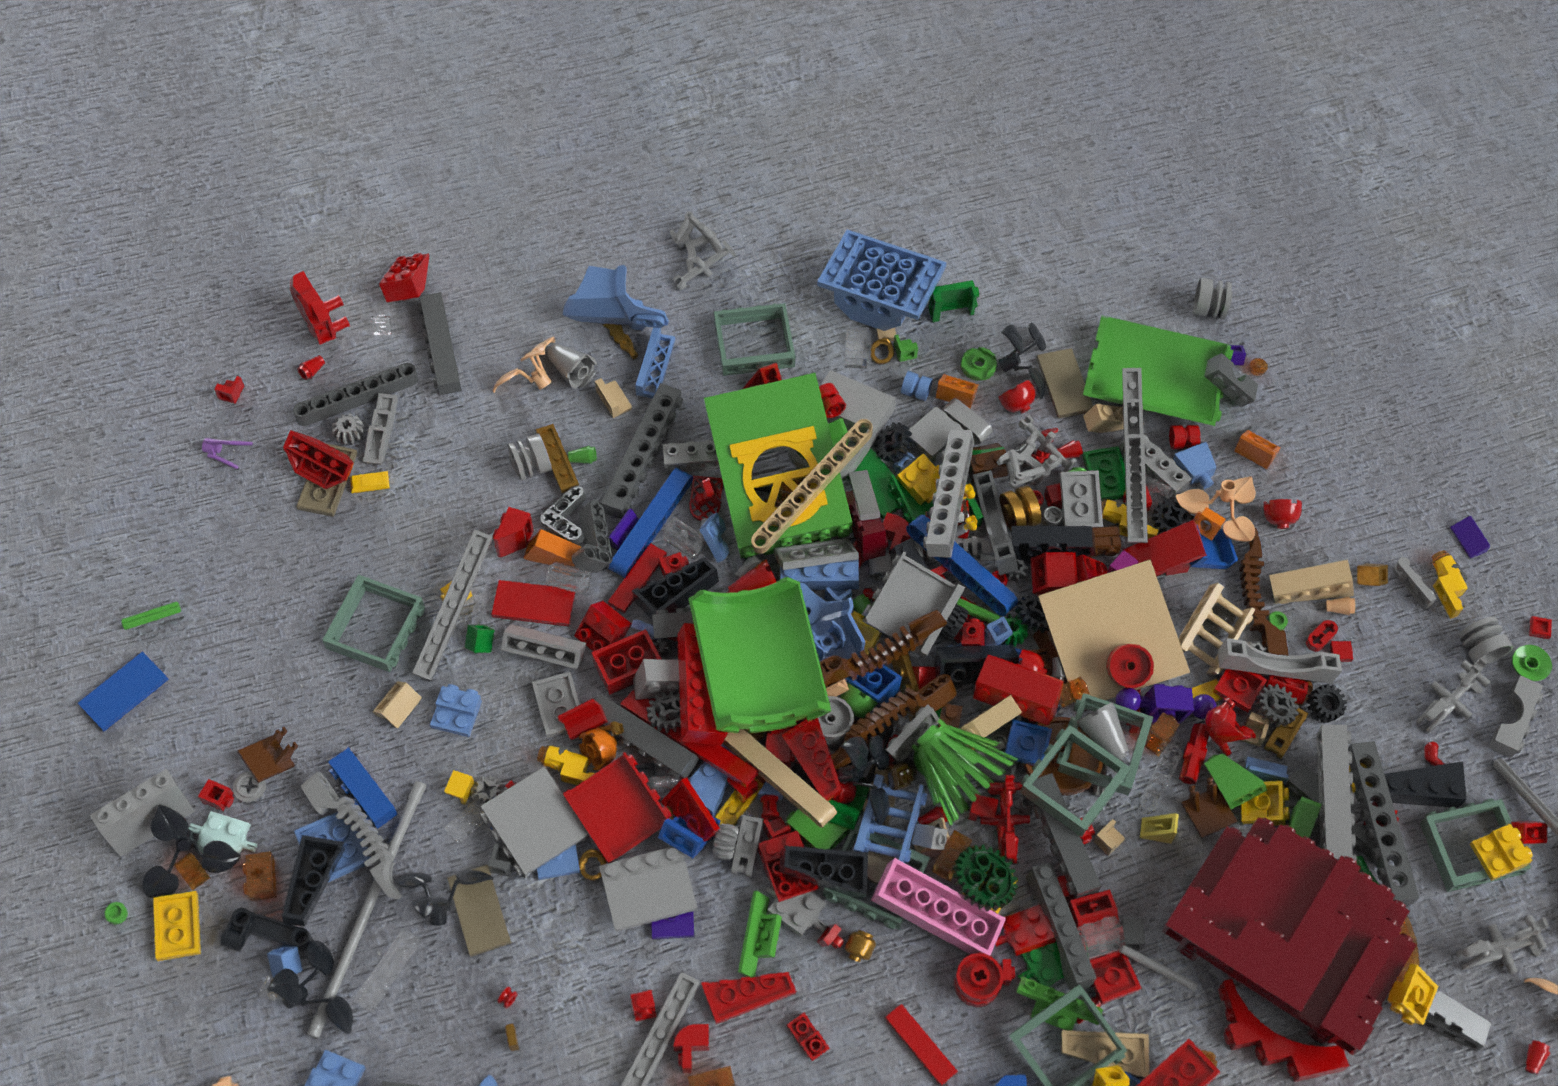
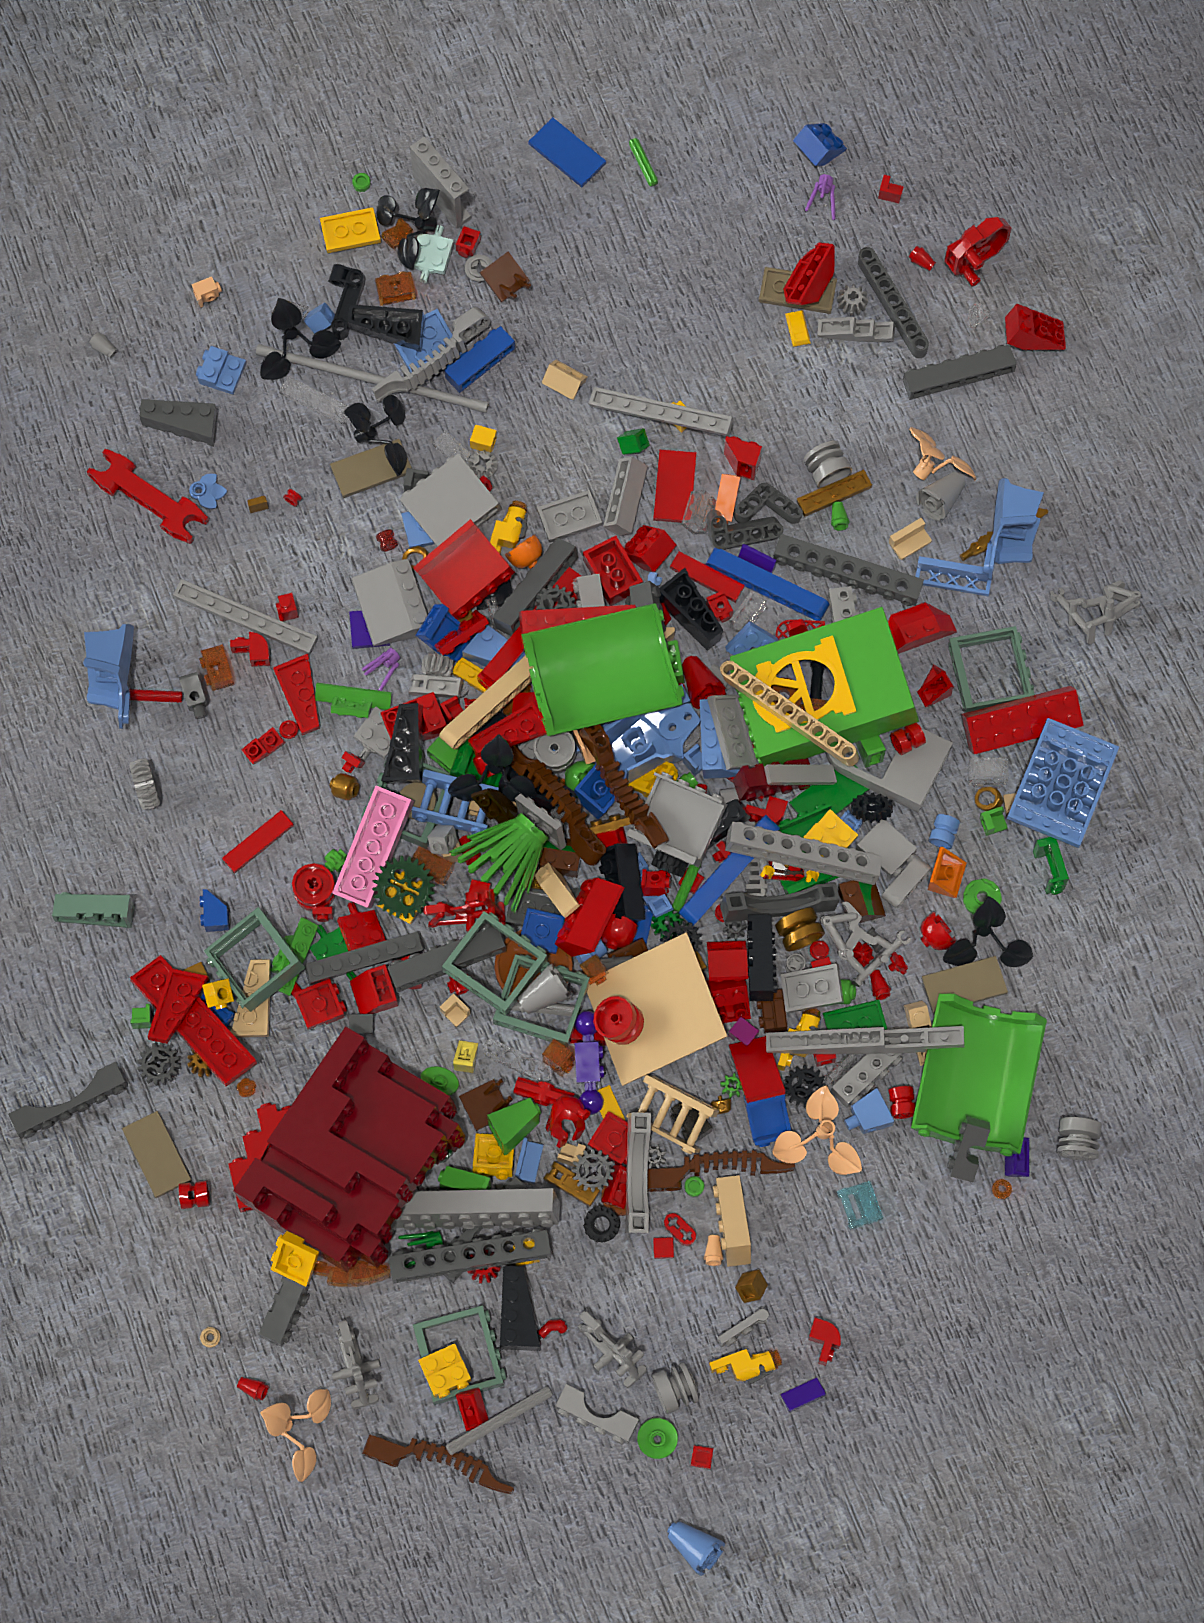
camera: 90 degrees right, 10 degrees up
(165, 447) = (819, 143): none -> blue slope
(347, 609) = (652, 323): sand green window -> none
(456, 710) = (560, 429): medium blue plate -> none
(570, 893) = (386, 540): none -> clear red wheel
(583, 718) = (548, 534): red panel -> none
(615, 727) = (539, 561): pearl gold hand -> none
(699, 385) = (919, 626): none -> red wedge
(712, 895) = (388, 659): none -> medium lavender plant
(789, 1007) = (288, 729): none -> red plate
(809, 313) = (1020, 719): none -> red brick
(946, 956) = (335, 860): none -> bright green gear
(1102, 937) = (352, 992): clear brick -> none
(1158, 967) = (332, 1034): light grey bar -> none
(1176, 580) = (730, 1091): none -> bright green gear
(1189, 854) = (441, 1079): none -> bright green dish
(1195, 591) = (723, 1105): none -> pearl gold piece
(1213, 518) = (793, 1115): orange brick -> none
(1257, 449) = (898, 1180): orange slope -> none
(1282, 475) = (866, 1204): none -> clear light blue plate
(1282, 512) = (816, 1196): red cylinder -> none
(1415, 513) = (826, 1334): none -> red brick

